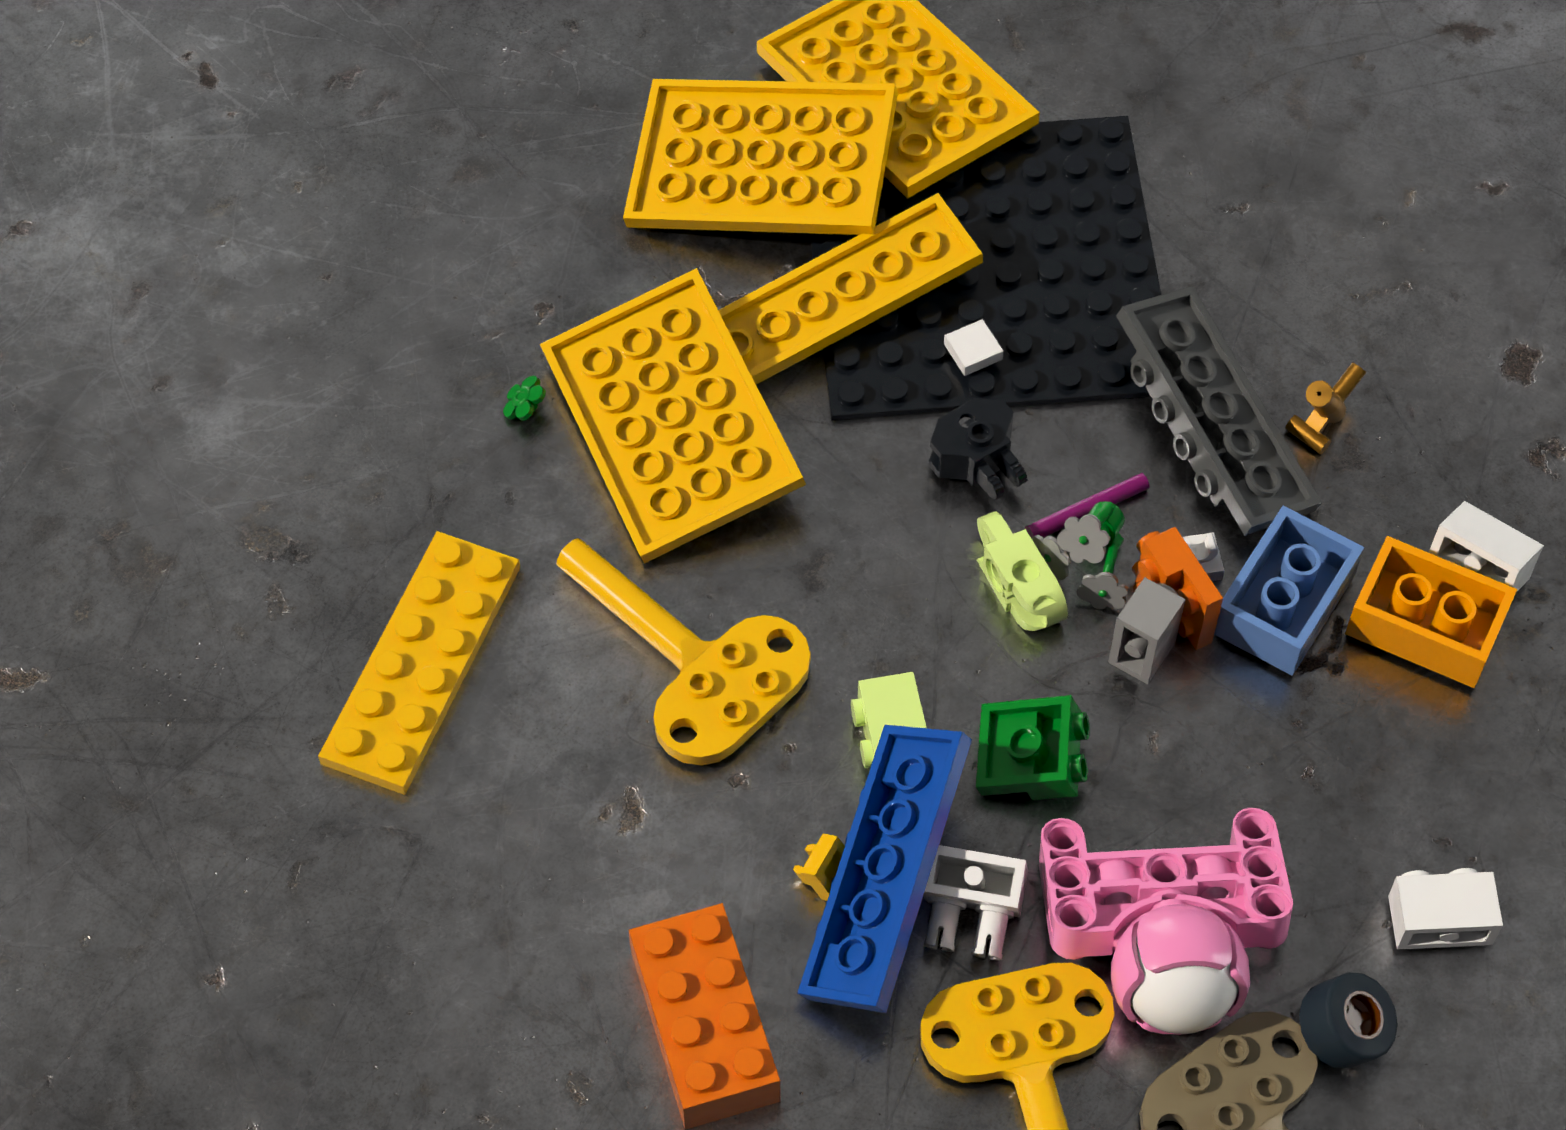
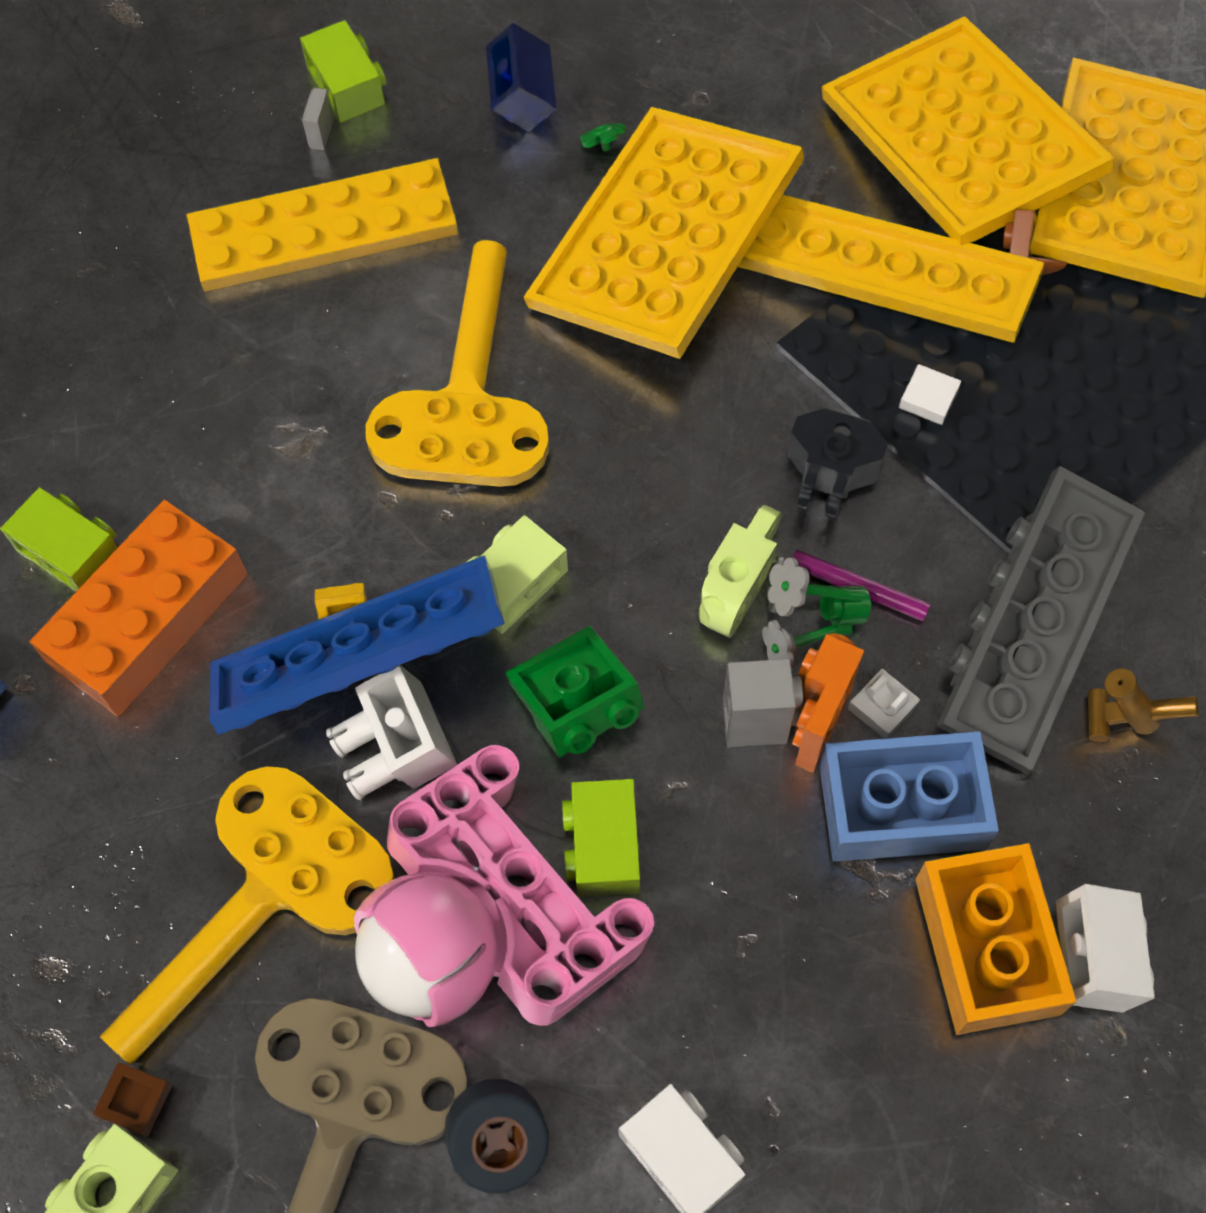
camera: 55 degrees right, 5 degrees up
(276, 542) = (343, 67): none -> lime brick
(311, 593) = (318, 118): none -> light grey tile
(419, 415) = (521, 77): none -> clear blue brick
(585, 1042) = (60, 538): none -> lime brick
(900, 194) = (1018, 239): none -> plate
(1166, 805) = (604, 838): none -> lime brick

